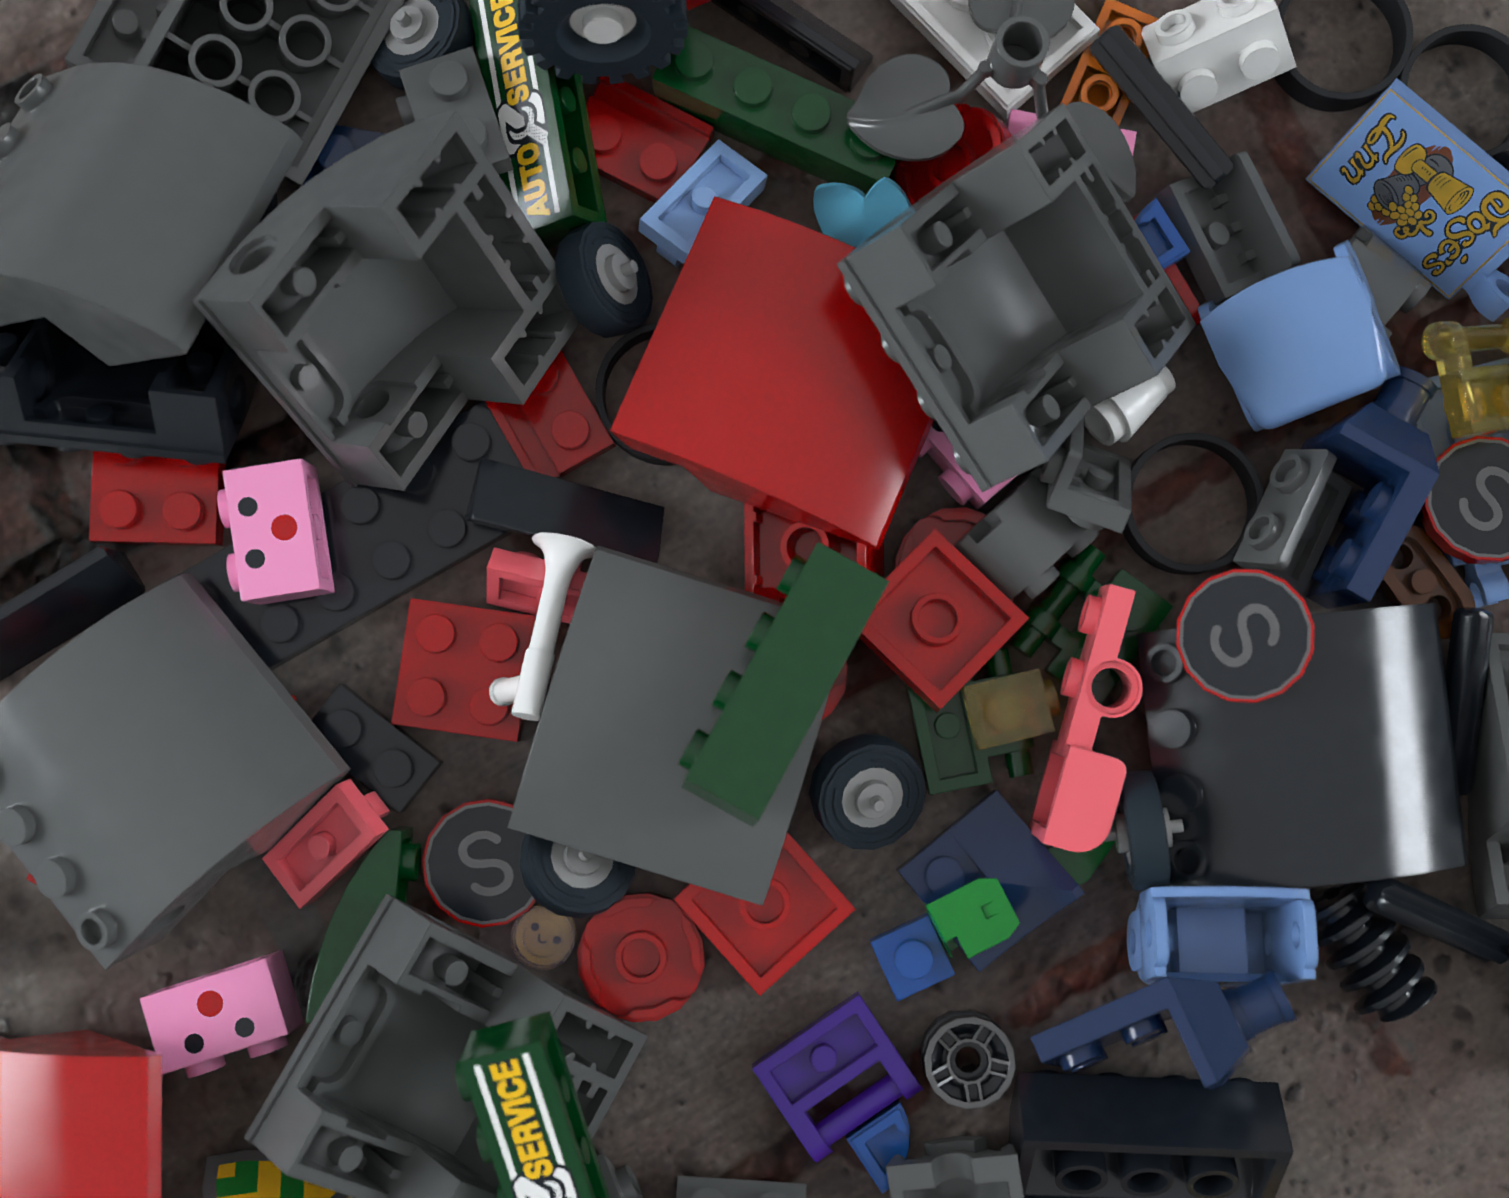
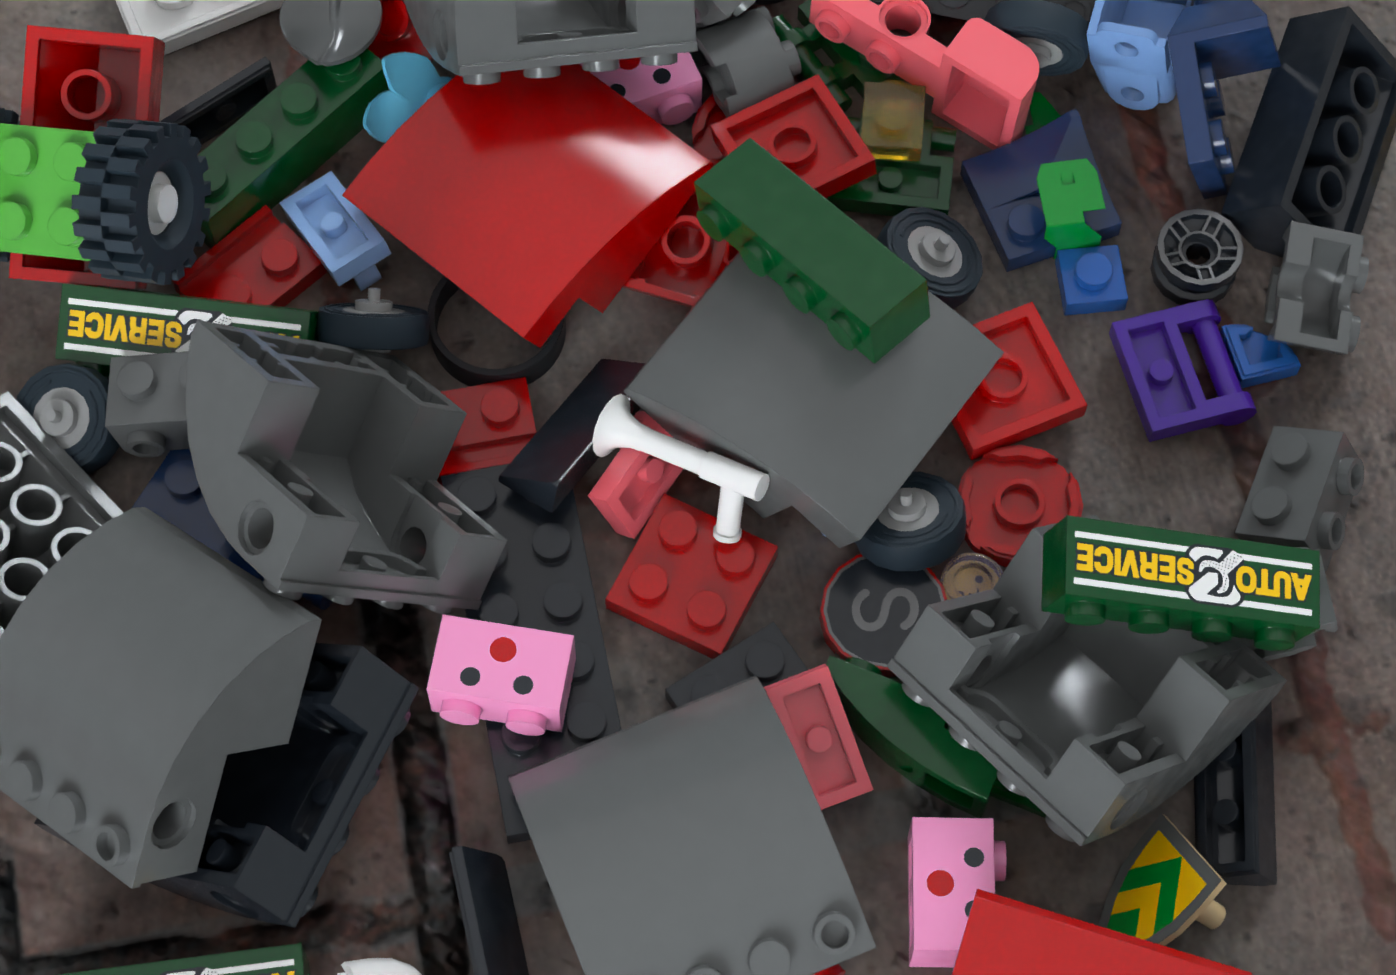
camera: 70 degrees left, 20 degrees down
(154, 501) = (414, 811): red plate -> none

